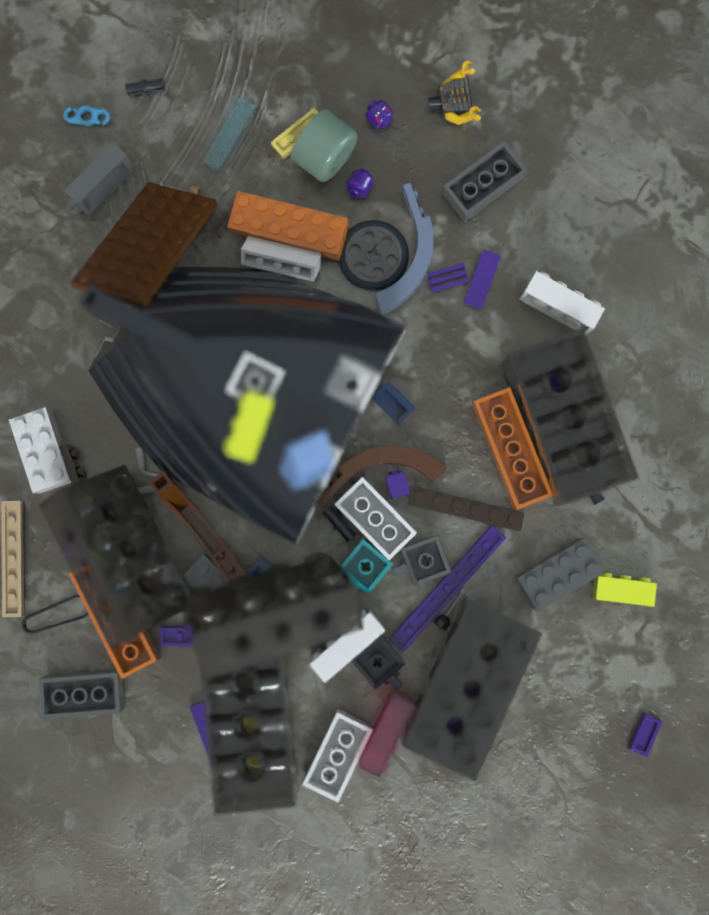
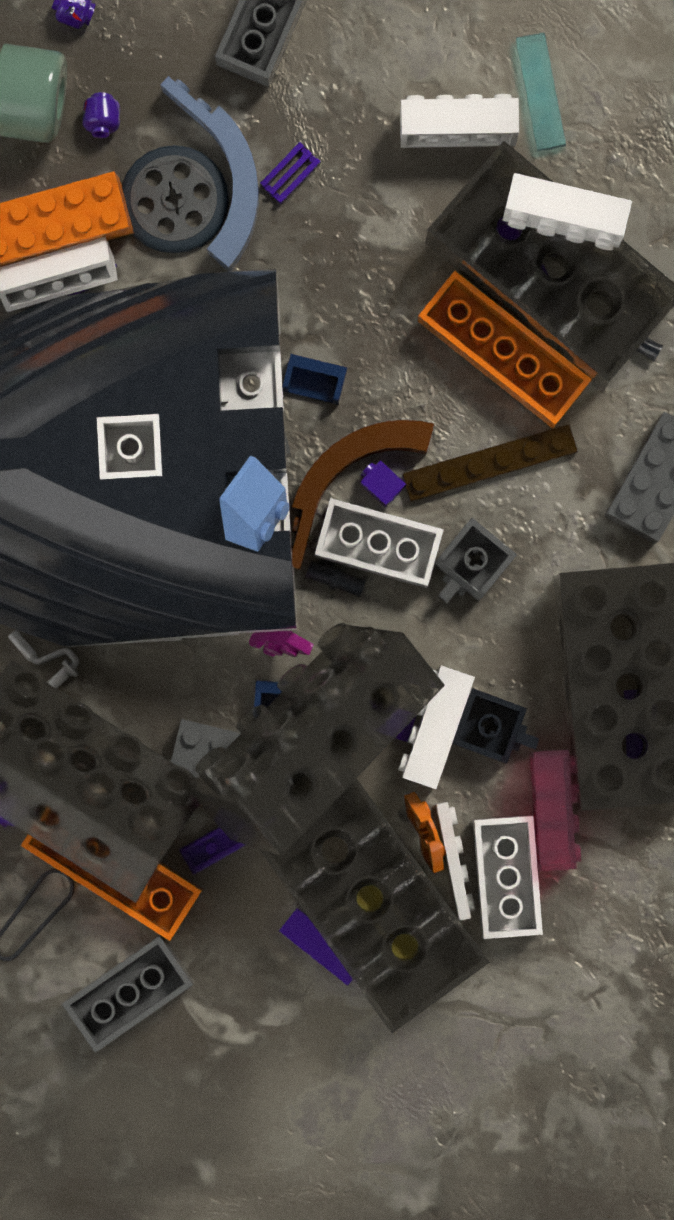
camera: 30 degrees left, 0 degrees up
(197, 524) = (151, 686): reddish brown arch -> none
(249, 426) = (156, 506): neon yellow brick -> none
(286, 546) = (280, 642): none -> magenta hinge
(304, 710) = (420, 817): none -> orange plate
(311, 734) = (457, 872): none -> white plate
(368, 578) = (418, 602): teal hinge -> none
(442, 620) = (544, 626): hinge -> none
(447, 588) = (525, 581): dark purple tile -> none
(482, 279) = (336, 149): dark purple tile -> none
(598, 391) = (566, 211): none -> white brick
(617, 313) = (540, 92): none -> clear light blue tile

